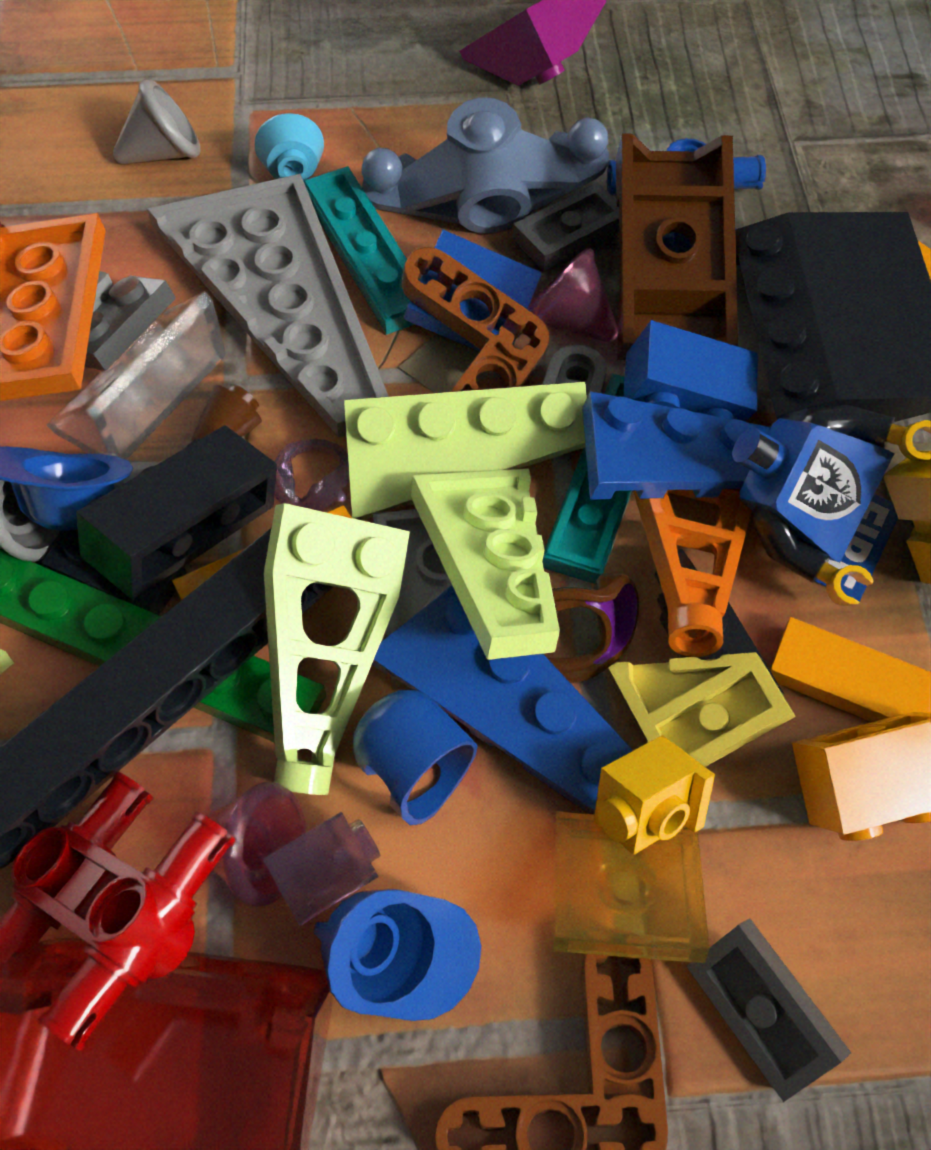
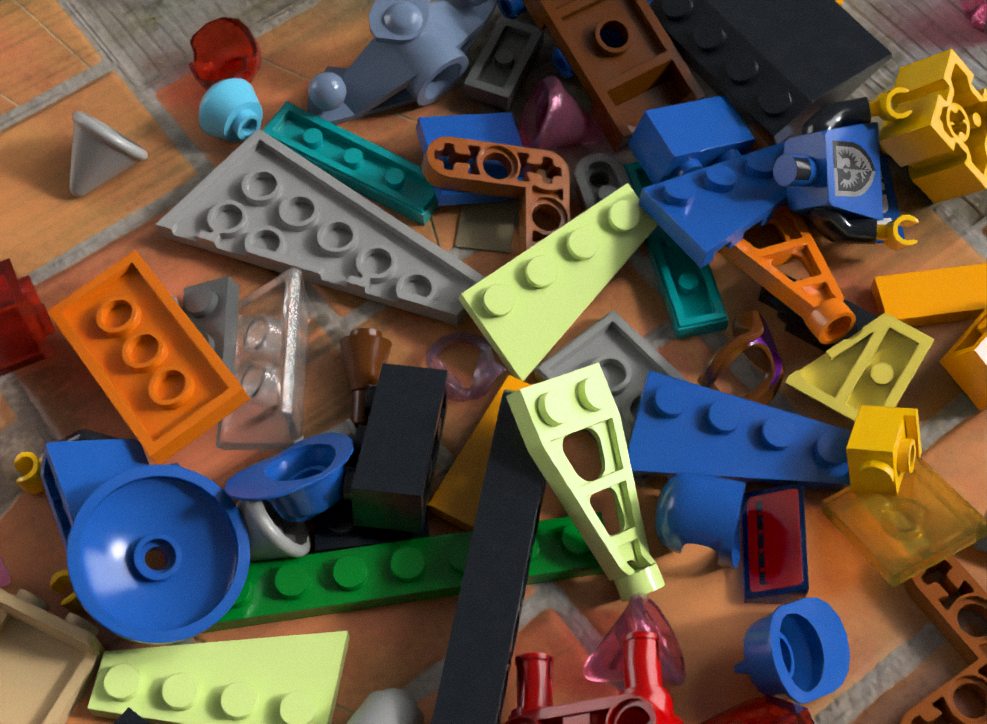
camera: 30 degrees left, 0 degrees up
(323, 866) = (710, 627): bracket -> none
(326, 98) = (224, 51): none -> clear red hair
(471, 827) = (774, 545): none -> red slope
(492, 556) = (668, 349): yellowish green wing -> none

